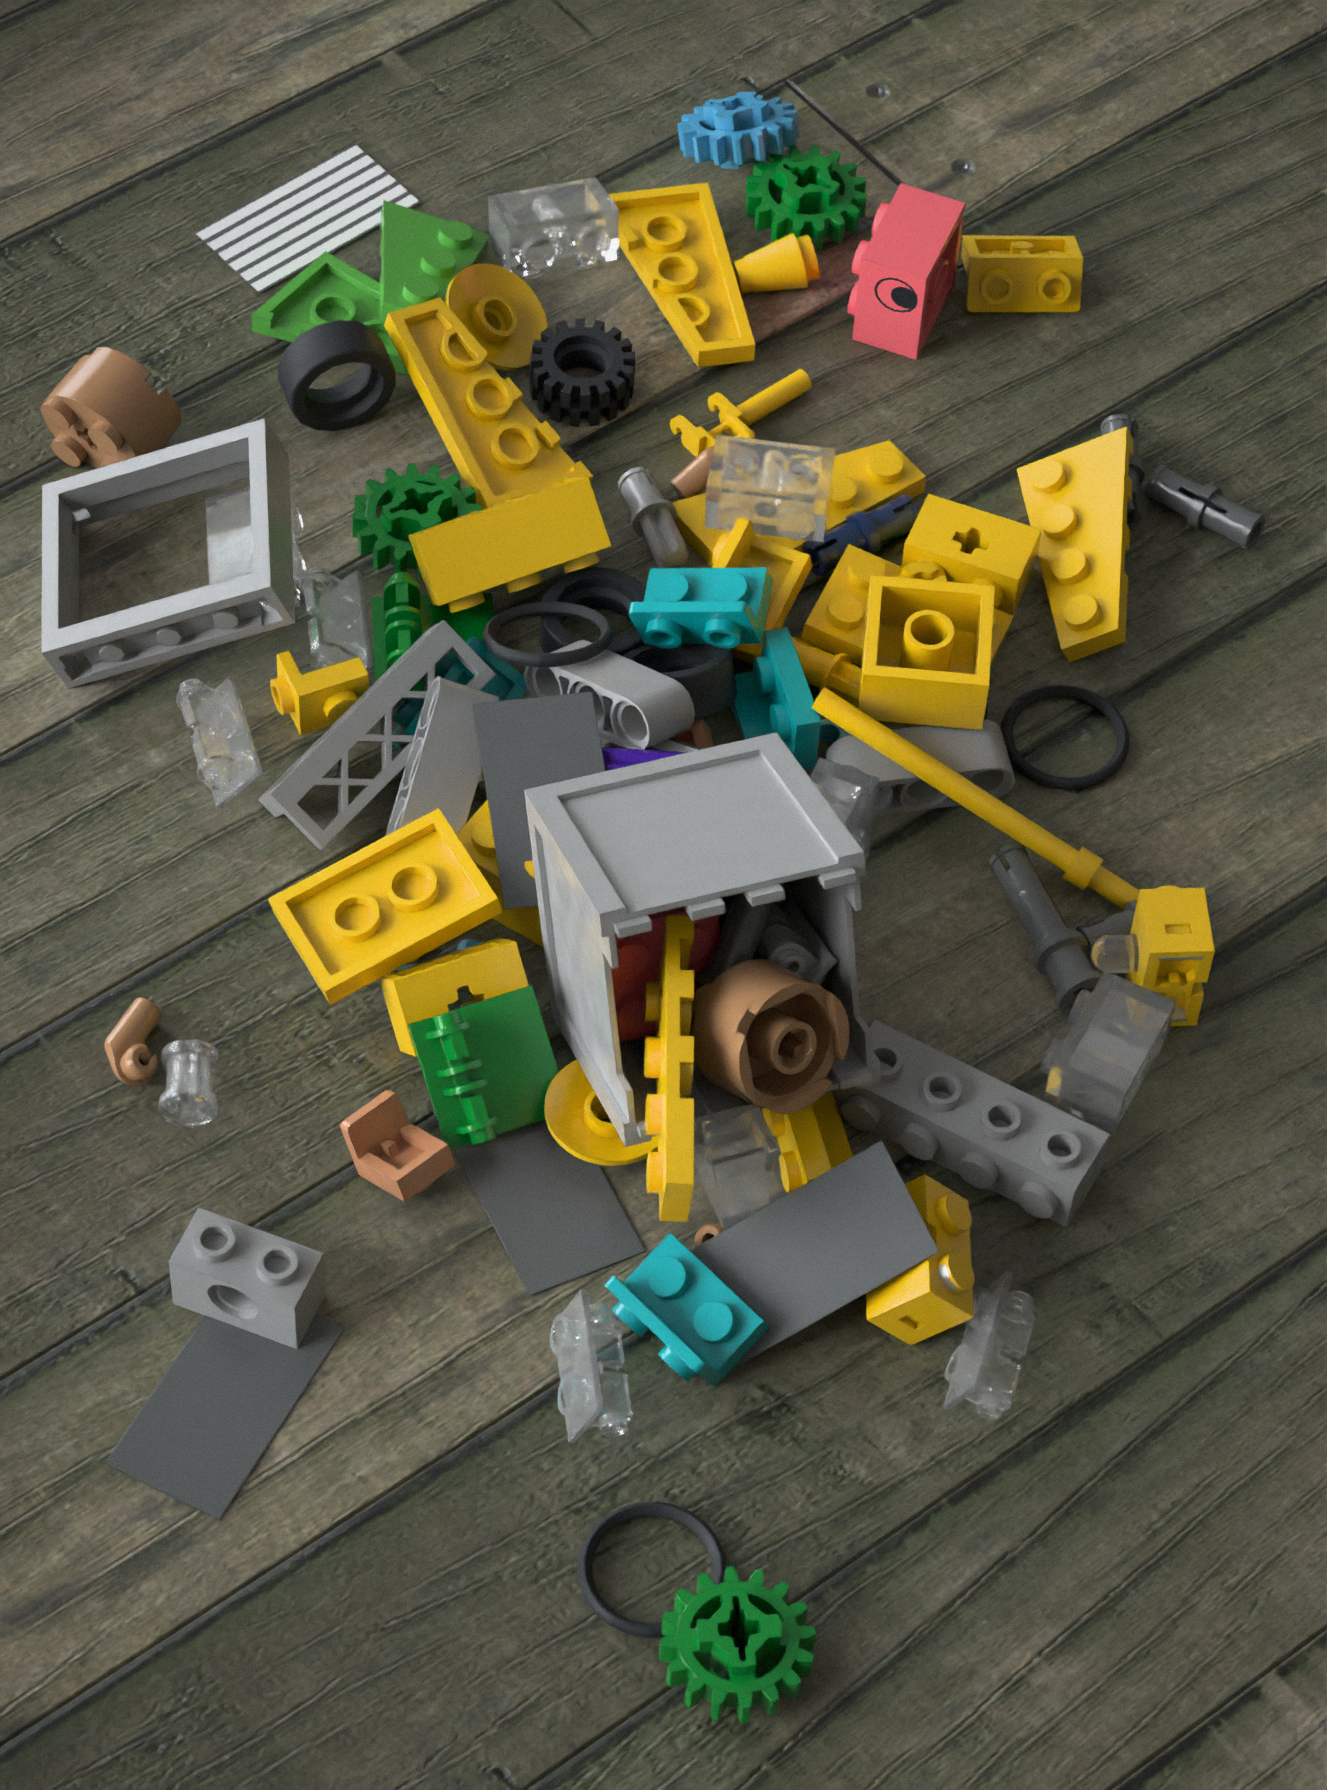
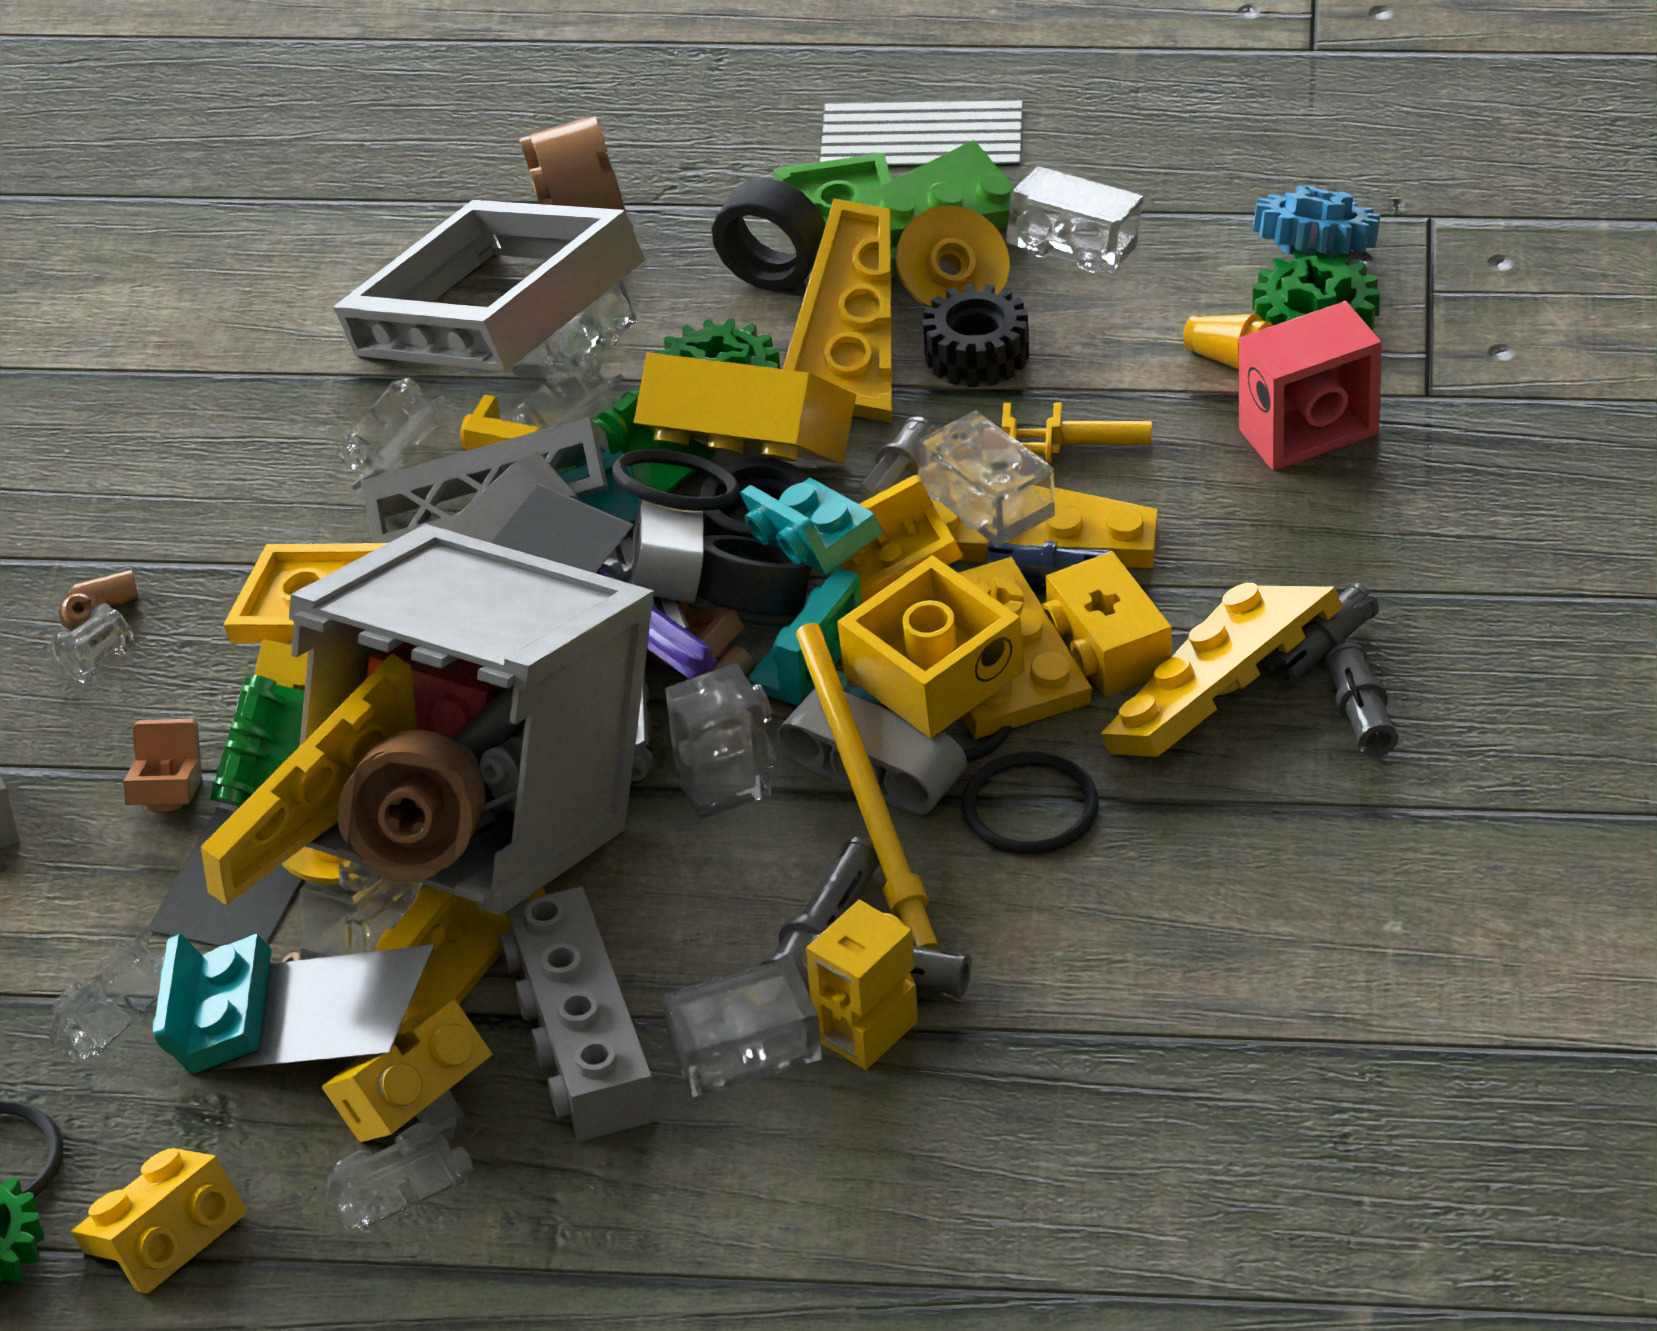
camera: 50 degrees right, 10 degrees down
(686, 266) = (1163, 284): yellow wing -> none
(854, 1512) = (162, 1216): none -> yellow bracket
(1022, 273) = (1431, 446): yellow bracket -> none

